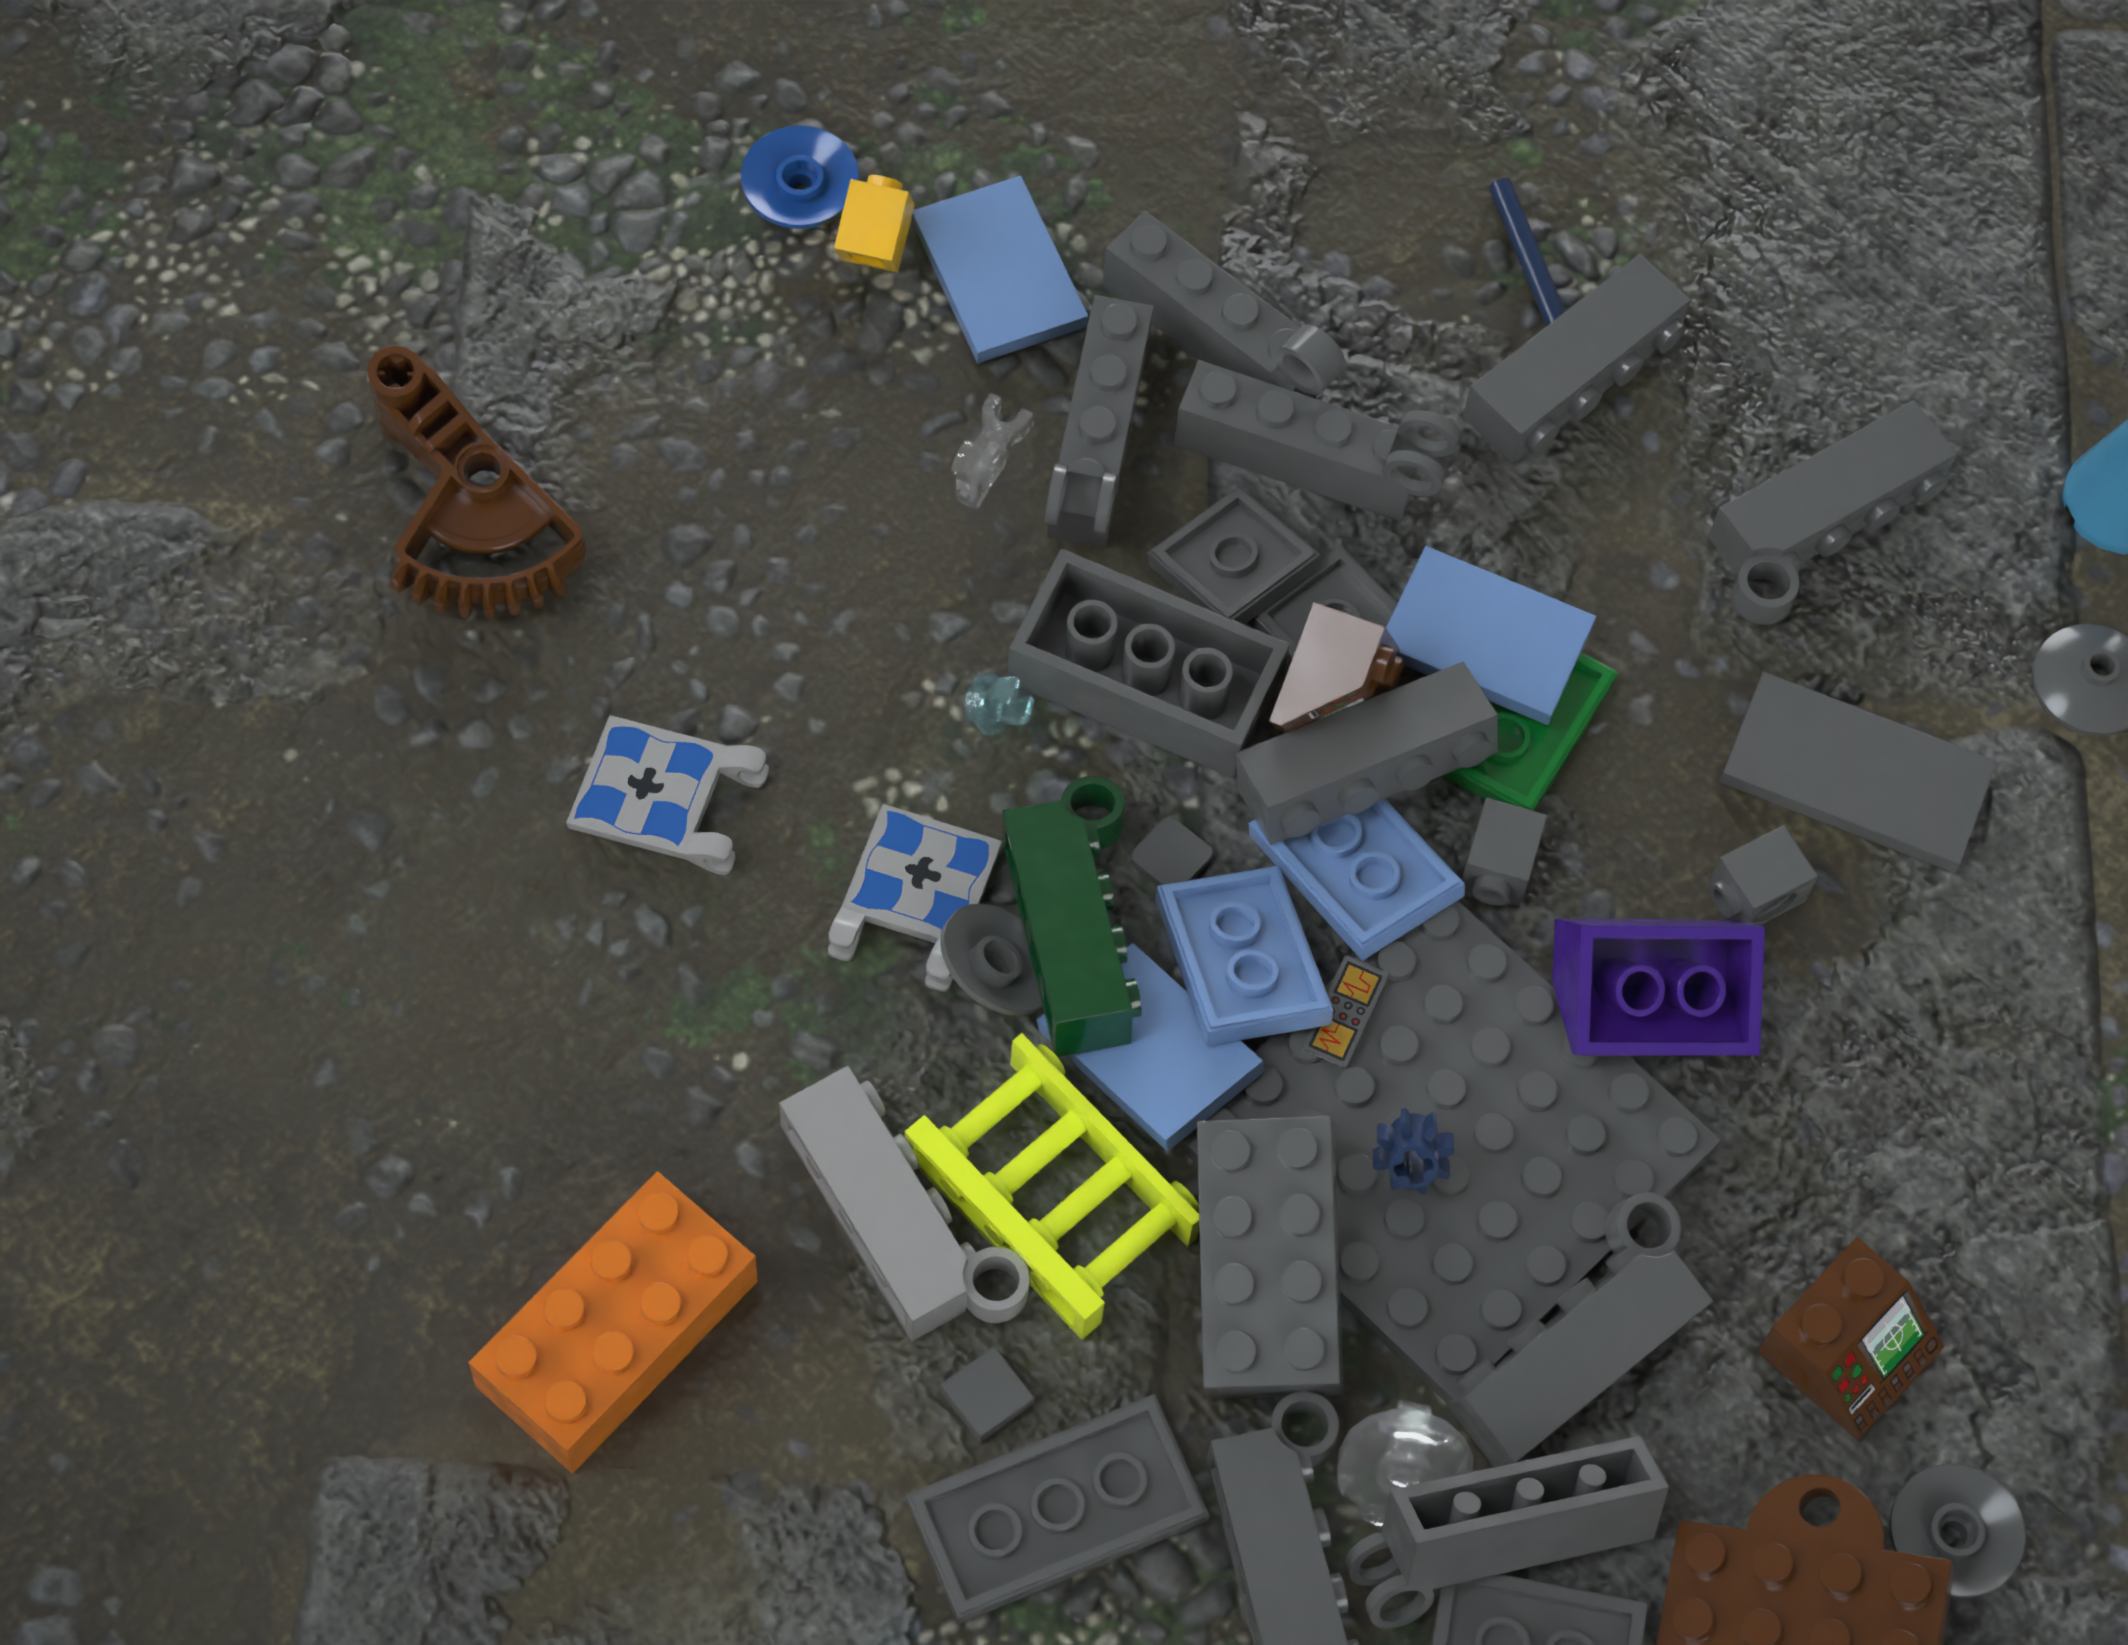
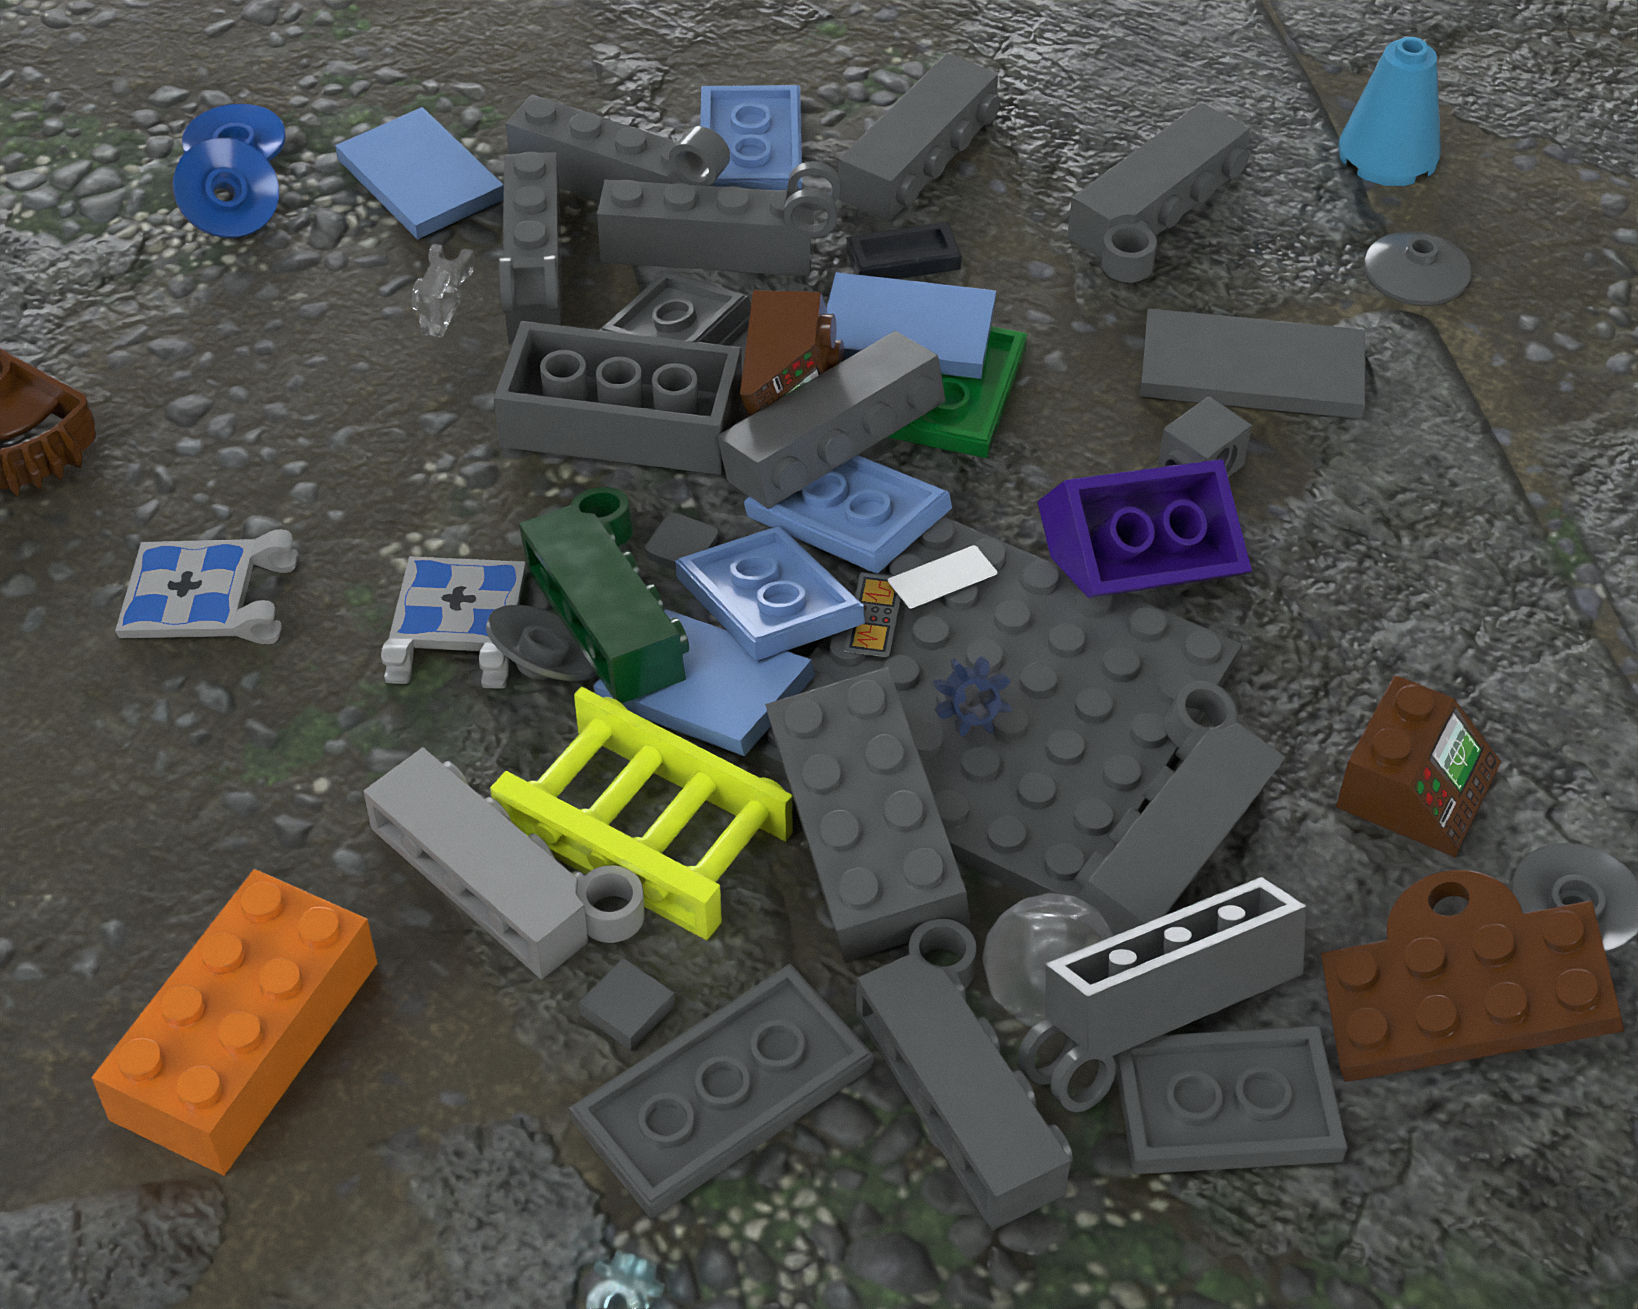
camera: 10 degrees left, 15 degrees down
(807, 247) = (228, 166): none -> blue dish
(875, 223) = (304, 153): yellow brick -> none
(994, 703) = (490, 464): clear light blue plate -> none
(1388, 306) = (760, 131): none -> medium blue tile
(1429, 982) = (942, 576): none -> white sticker
(1502, 853) = (975, 472): dark grey brick -> none
(1514, 519) = (905, 252): none -> black tile
(1527, 250) = (850, 78): dark blue piece -> none

